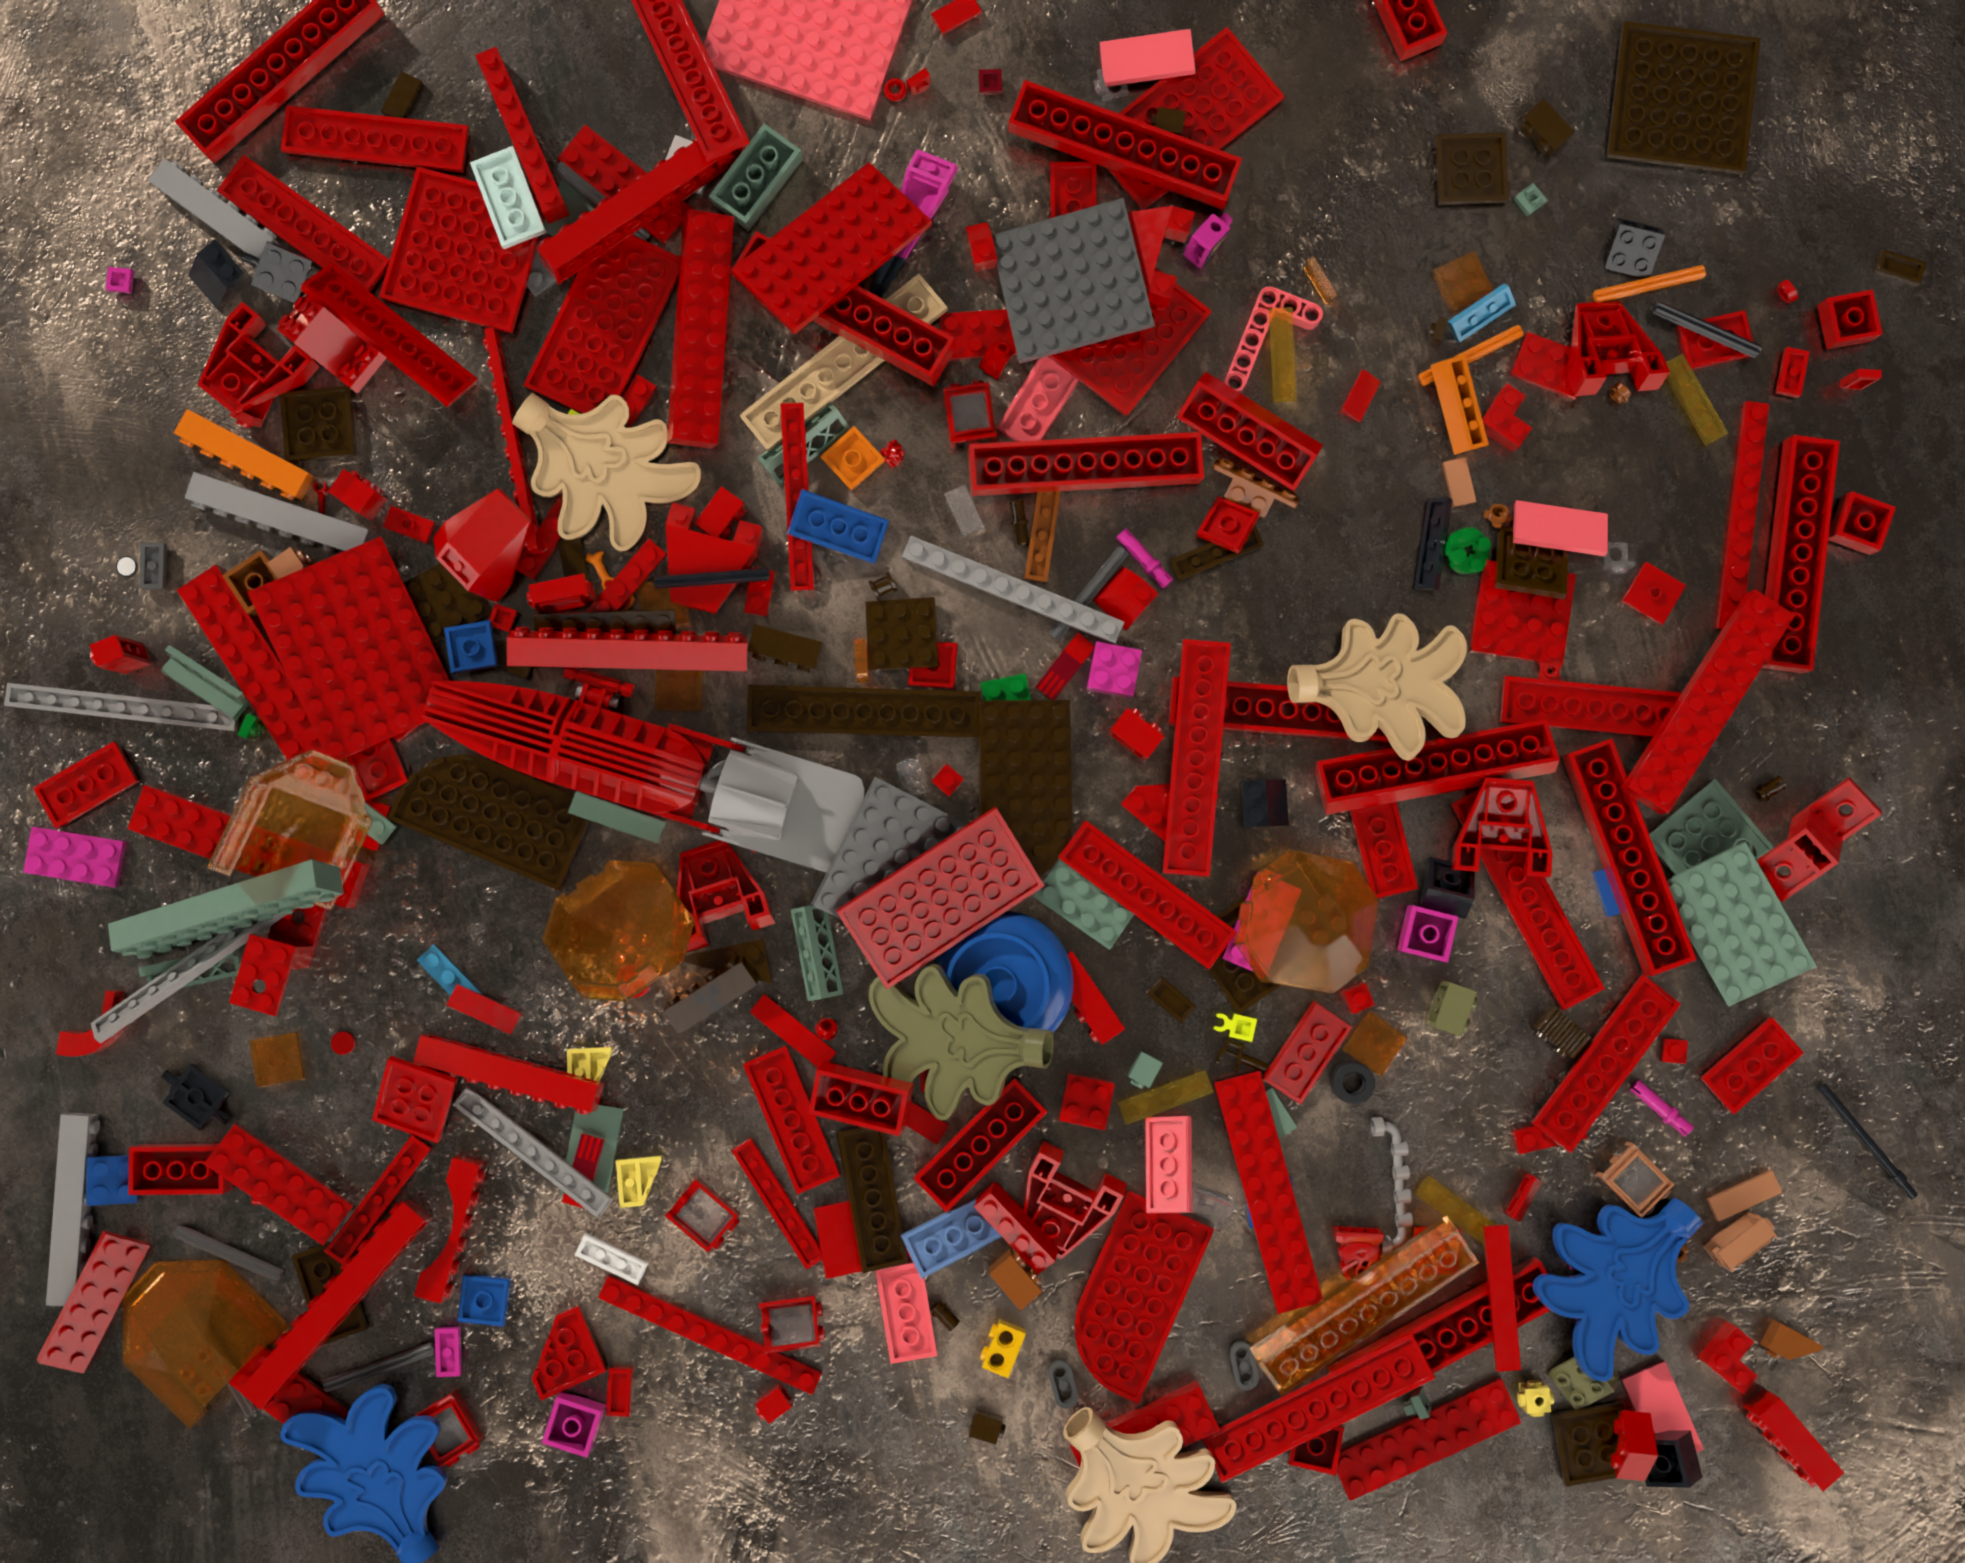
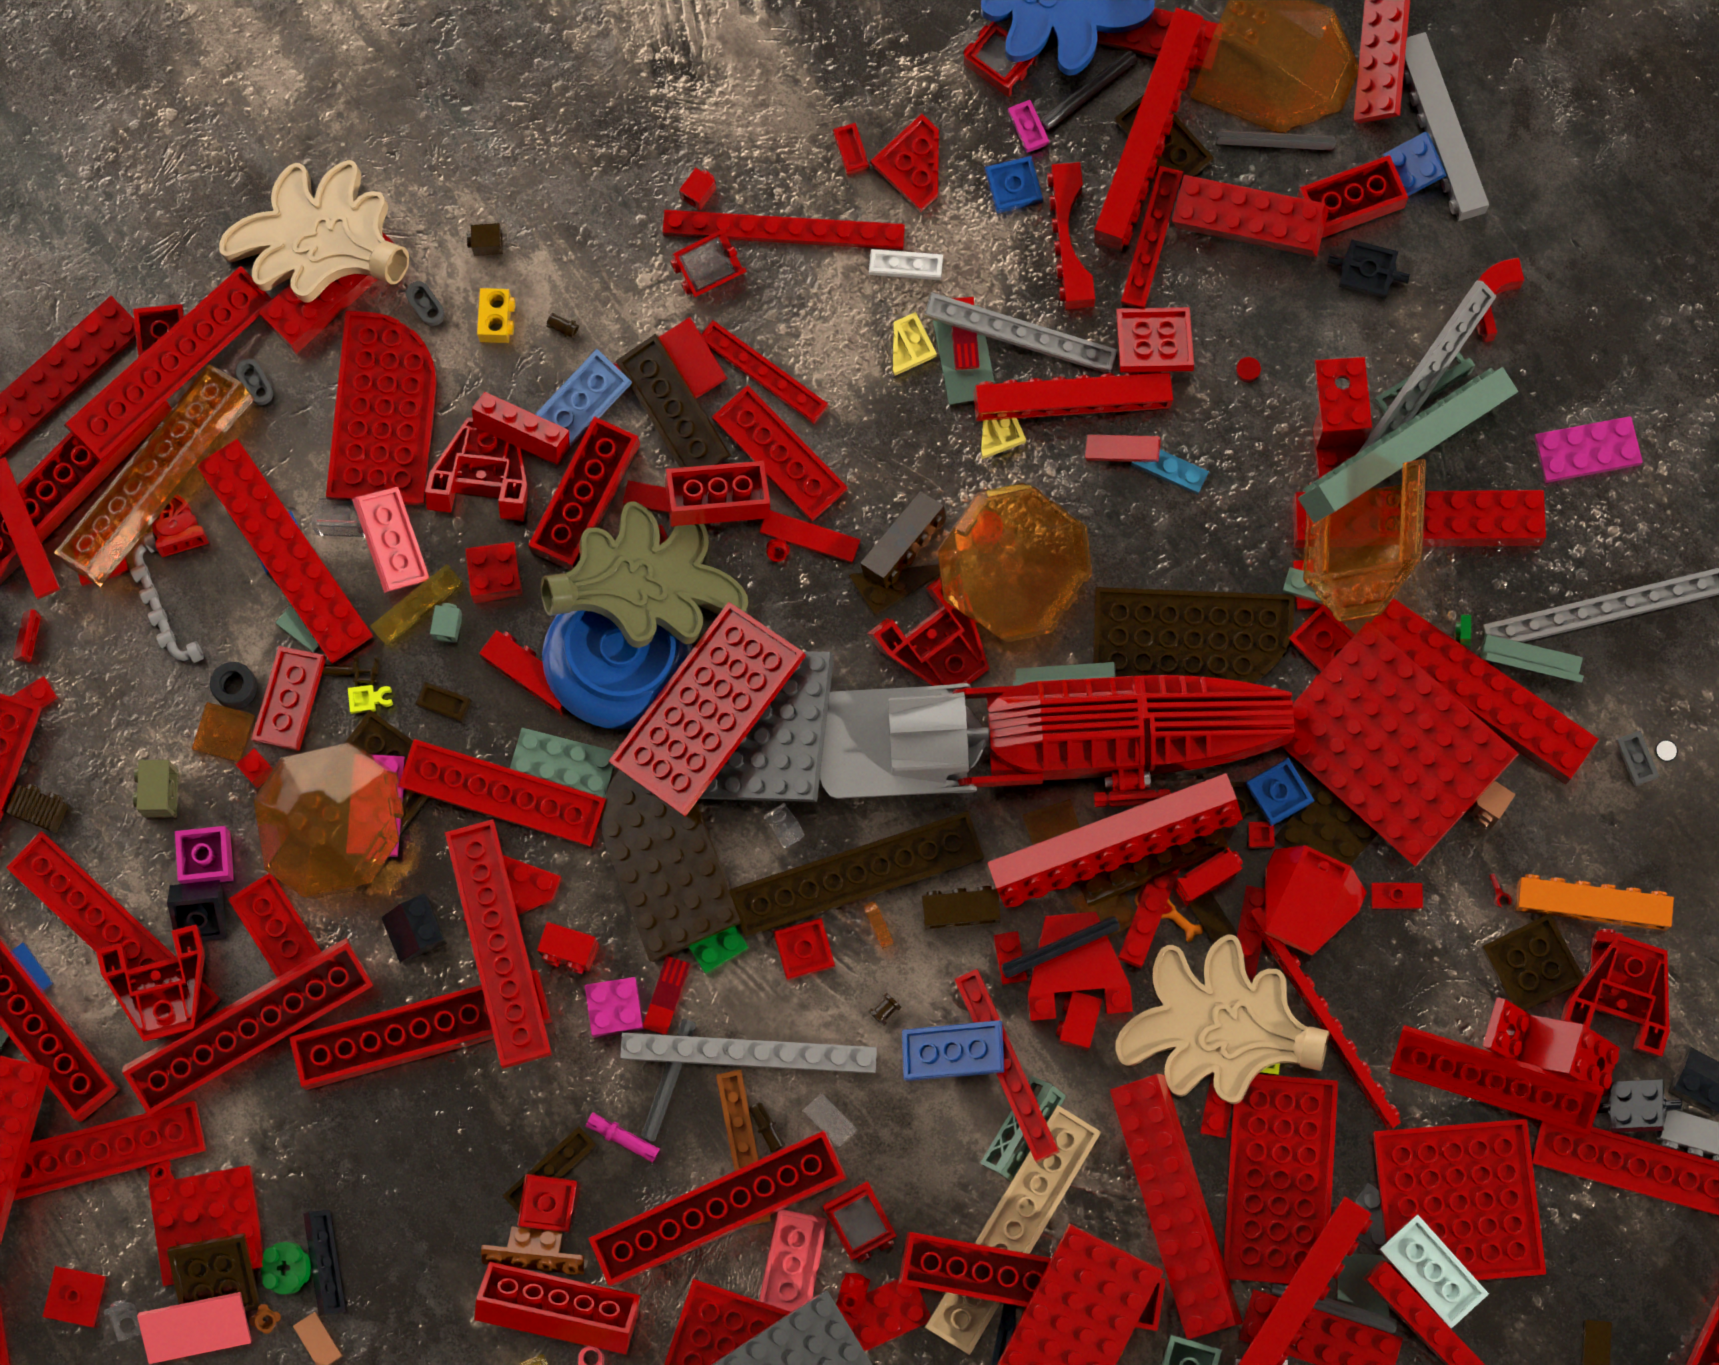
camera: 160 degrees right, 10 degrees down
(86, 784) = (1607, 521): red plate -> none
(119, 654) = (1625, 652): red brick -> none
(248, 576) = (1526, 777): dark orange brick -> none
(274, 514) = (1532, 854): light grey brick -> none
(277, 1059) = (1306, 331): clear orange tile -> none
(358, 494) = (1460, 904): red brick -> none
(375, 139) = (1604, 1289): red plate -> none
(574, 1424) = (881, 103): dark pink brick -> none
(703, 1215) = (831, 334): window -> none
(812, 953) = (818, 616): sand green fence -> none
(852, 458) = (965, 1130): orange plate -> none
(893, 453) = (925, 1151): red plant -> none
(901, 634) = (846, 967): dark brown plate -> none
(906, 1313) = (600, 313): coral plate -> none
(948, 780) = (744, 834): red brick -> none
(1016, 1279) = (504, 379): dark orange brick -> none
(1125, 596) = (628, 1089): red slope -> none
(1388, 683) = (326, 1092): tan plant -> none
(1418, 1403) = (69, 404): sand green tile -> none
(1454, 1207) = (93, 602): clear yellow plate -> none

